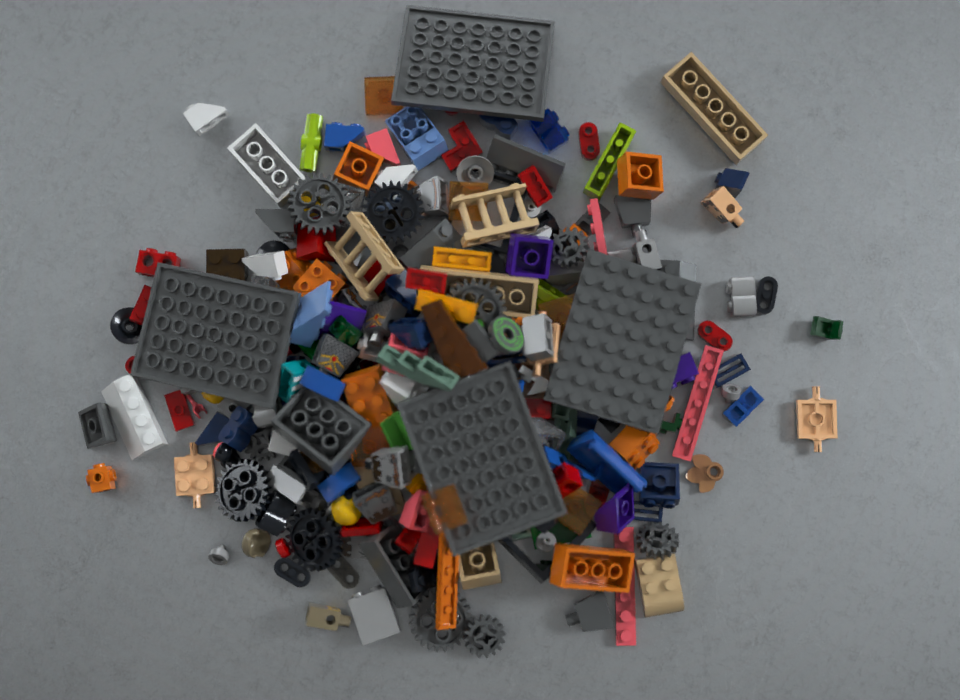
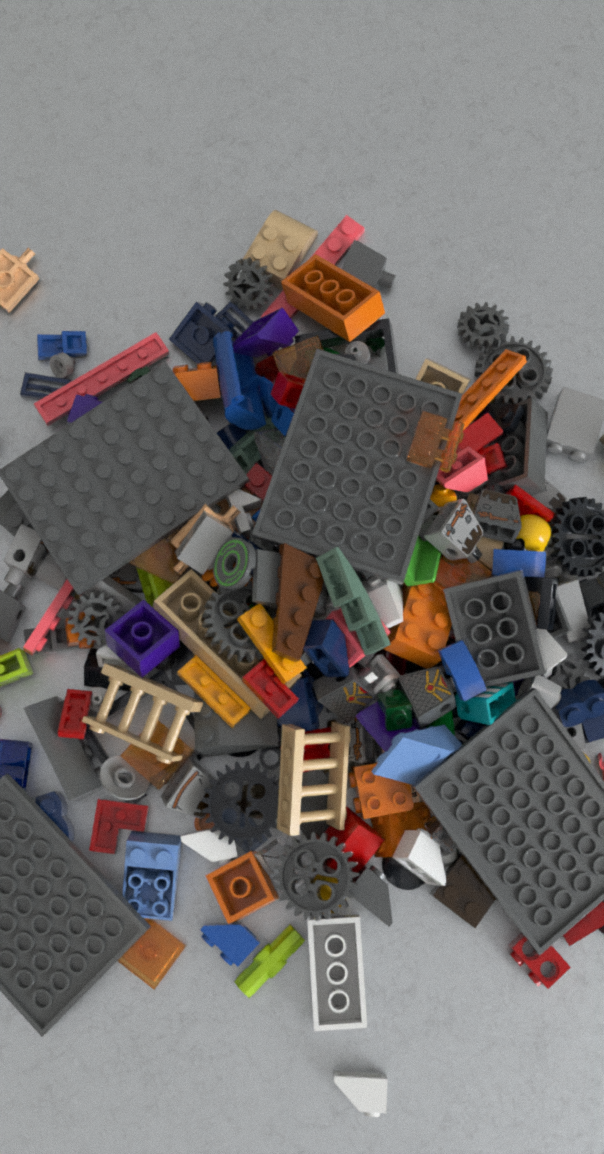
camera: 145 degrees left, 5 degrees down
(343, 571) = (574, 489): clear smoke plate -> none
(381, 144) = (197, 894): coral slope -> none
(701, 472) = (155, 316): medium nougat plate -> none
(713, 338) = (29, 428): red plate -> none

